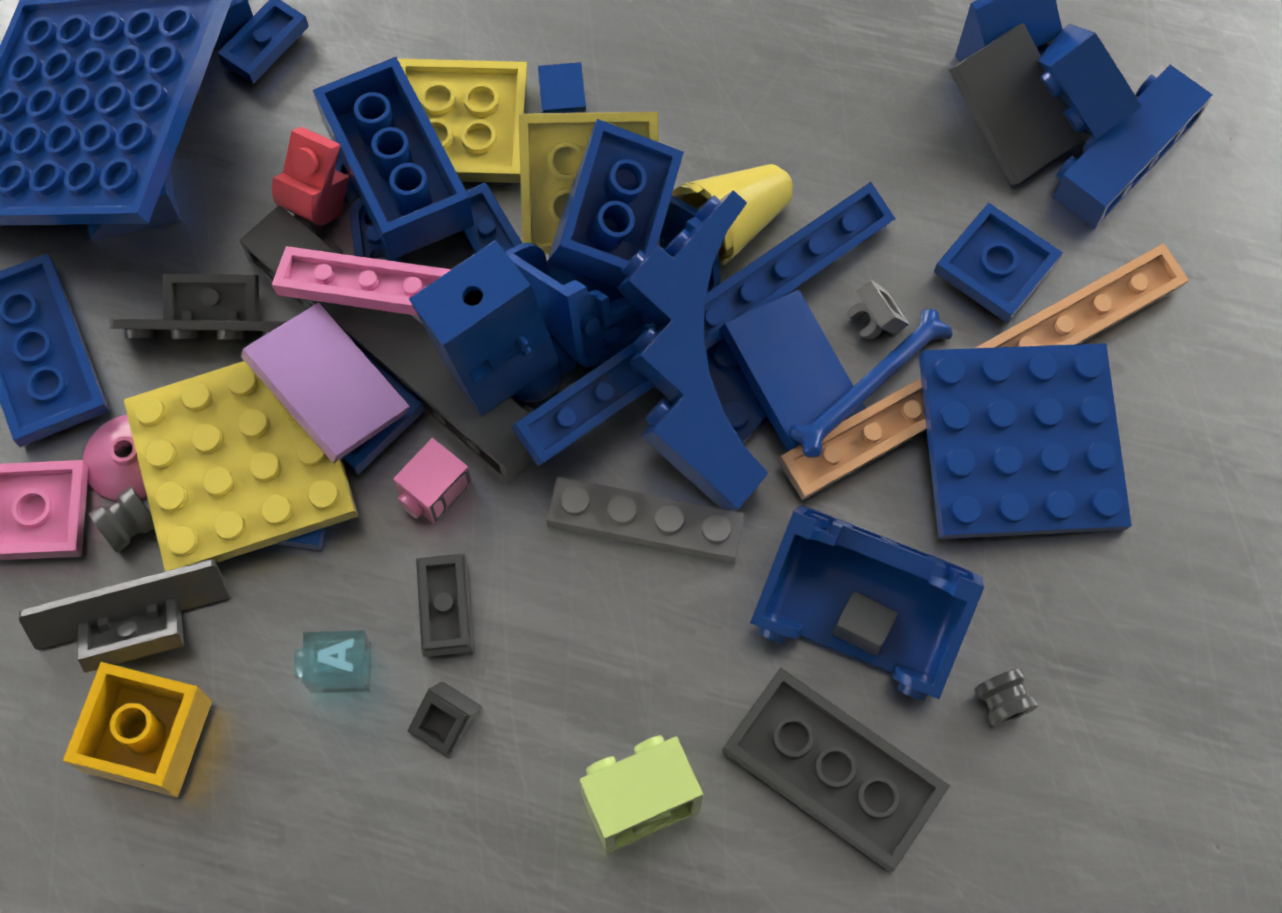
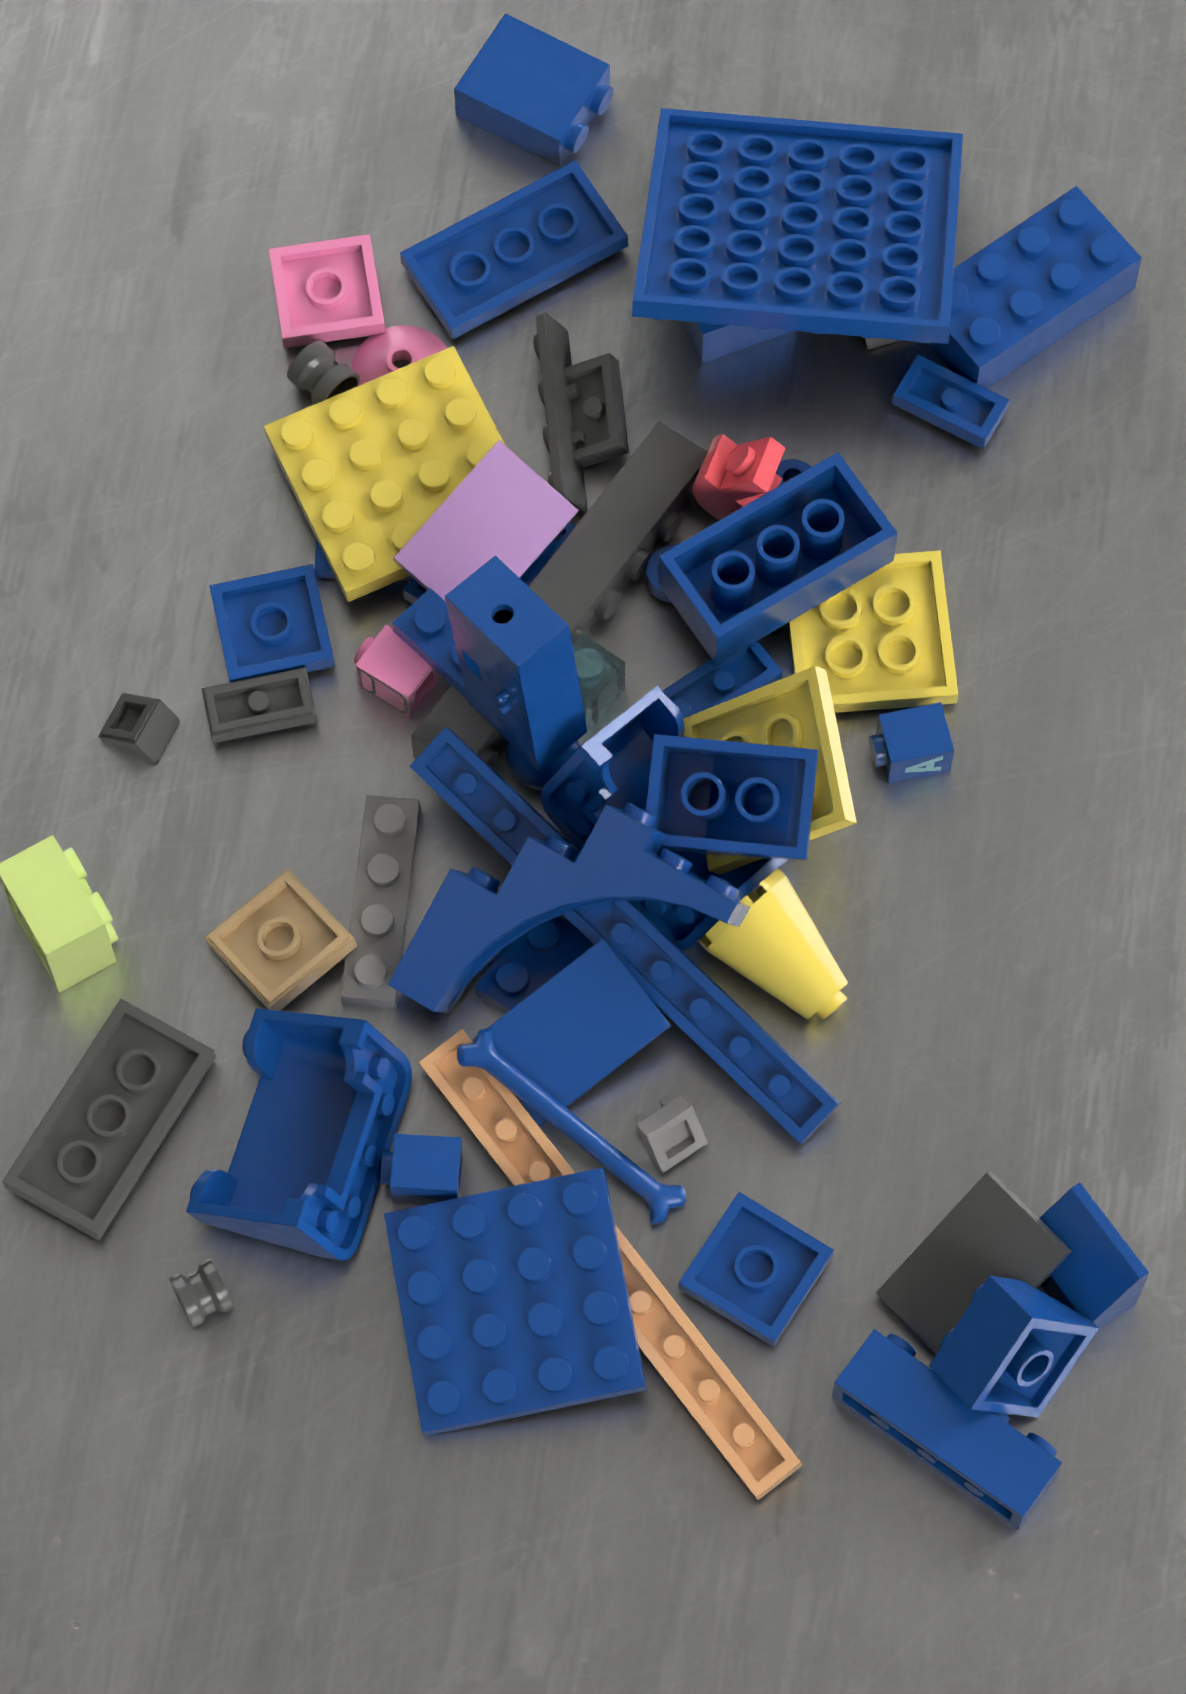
camera: 85 degrees right, 0 degrees up
(126, 618) = (213, 404): dark grey bracket -> none
(138, 729) = (93, 434): yellow brick -> none
(334, 661) = (184, 607): clear light blue brick -> none
(352, 280) = (605, 557): bright pink plate -> none
(367, 585) = (272, 623): none -> blue plate
(424, 423) = (429, 633): none -> blue plate
(678, 604) = (281, 941): none -> tan plate
(865, 623) = (275, 1138): dark grey slope -> none
(903, 500) = (423, 1169): none -> blue brick

